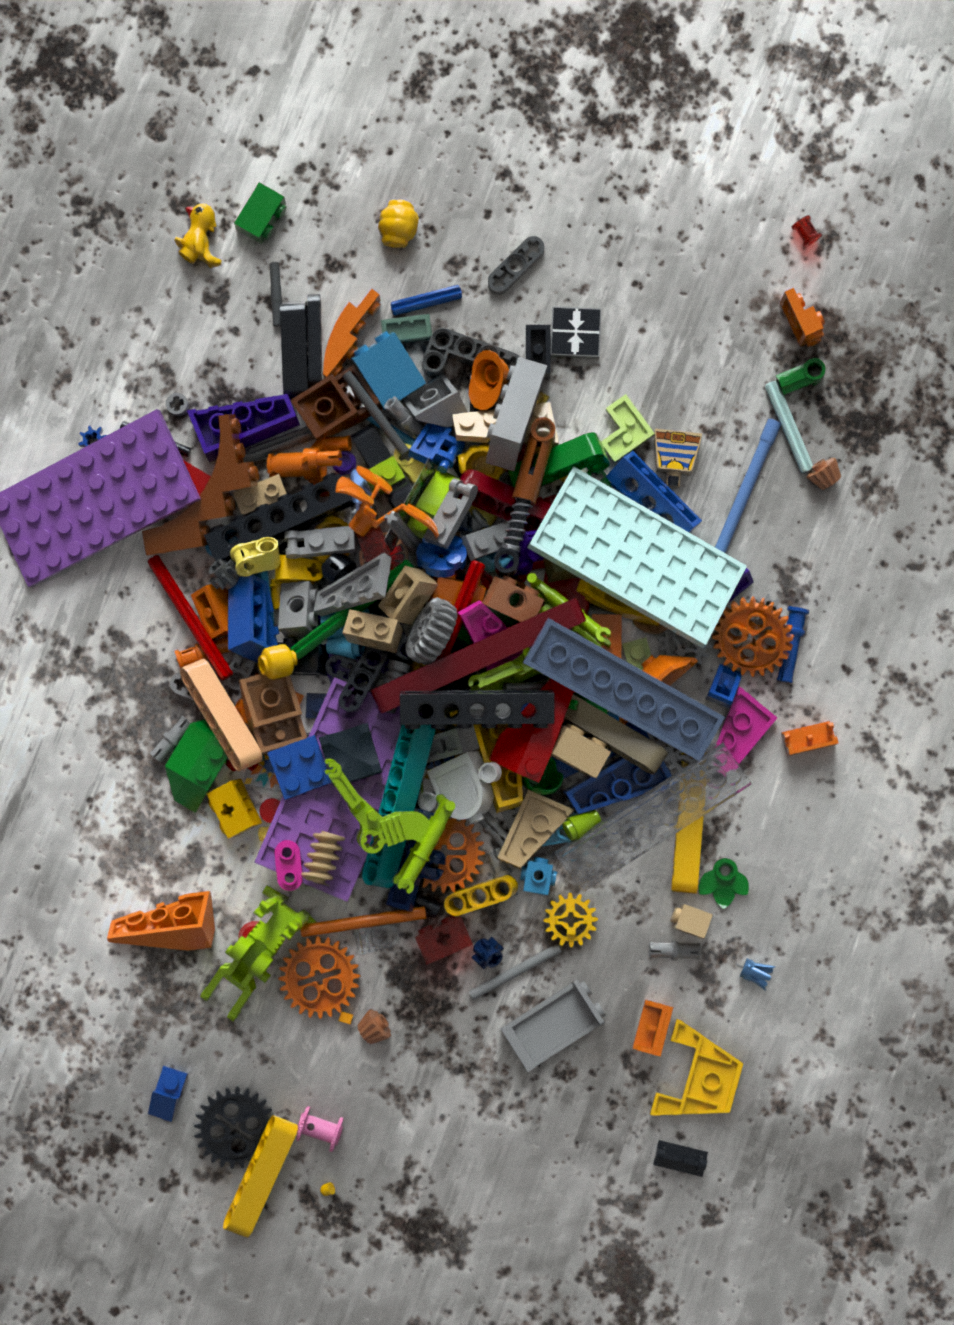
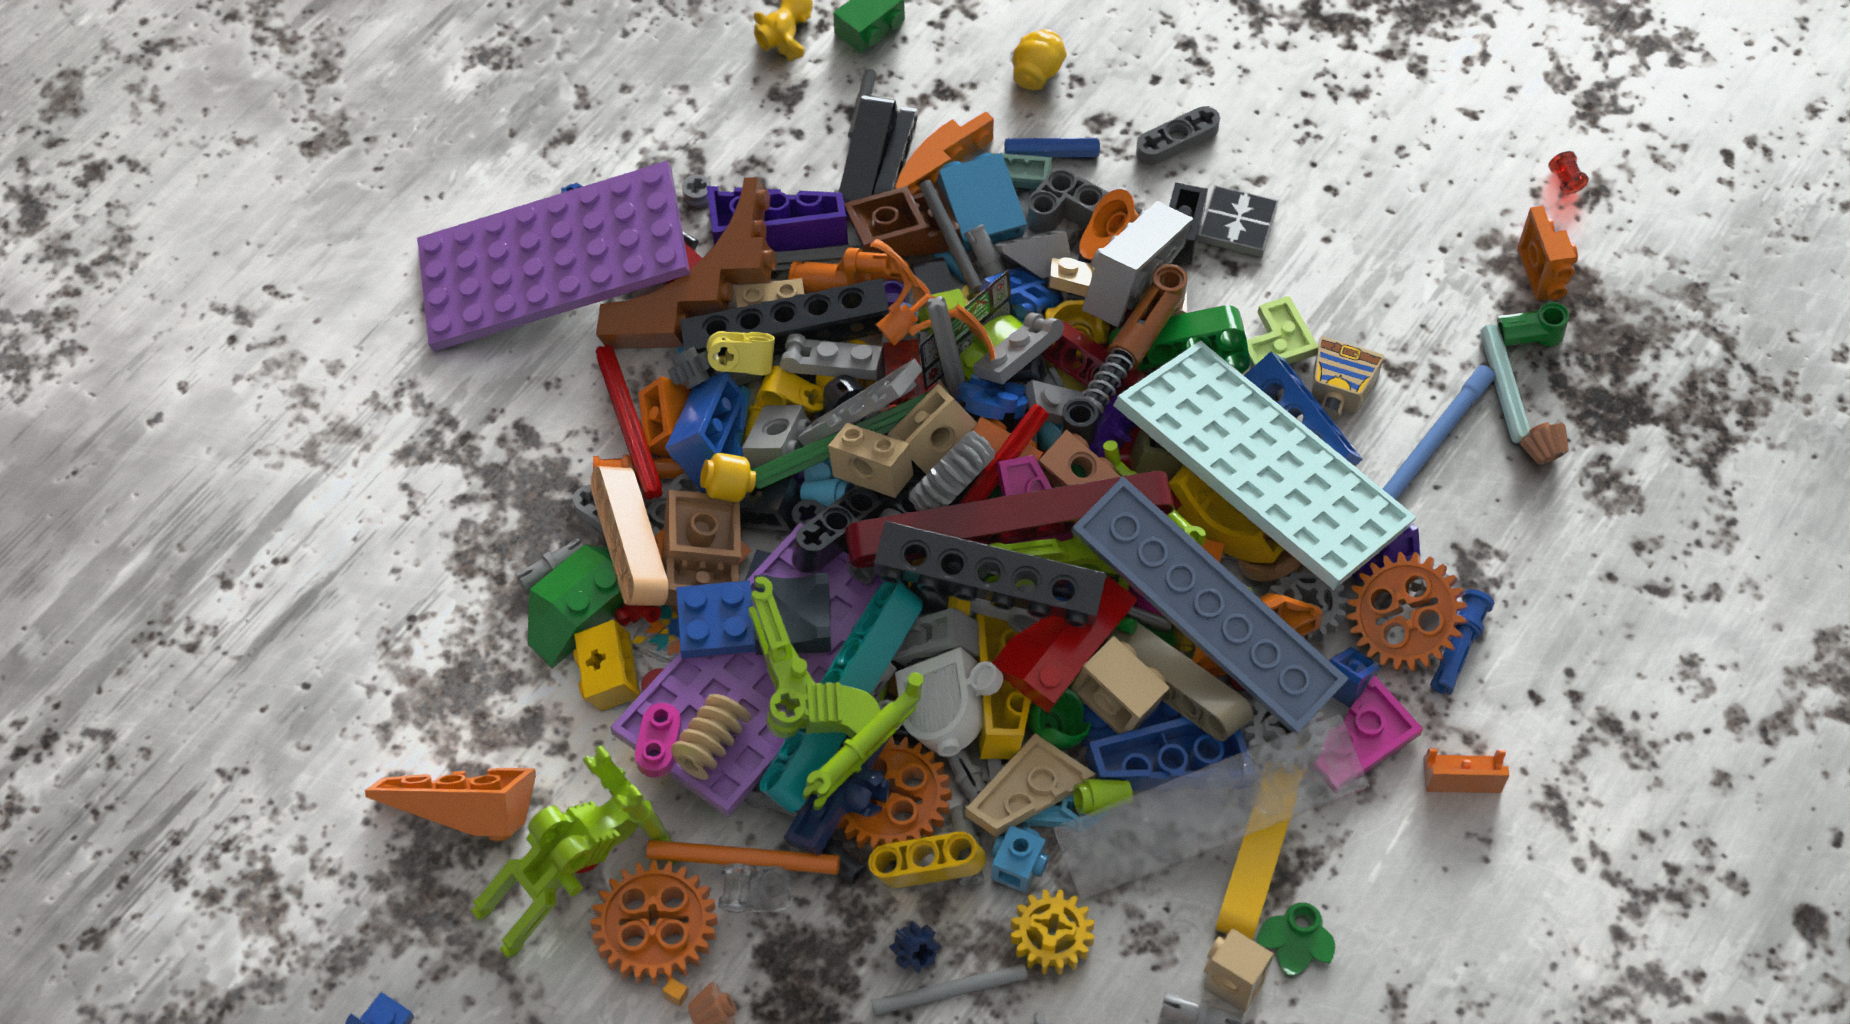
camera: 10 degrees right, 25 degrees down
(427, 939) = (874, 919): clear red brick -> none

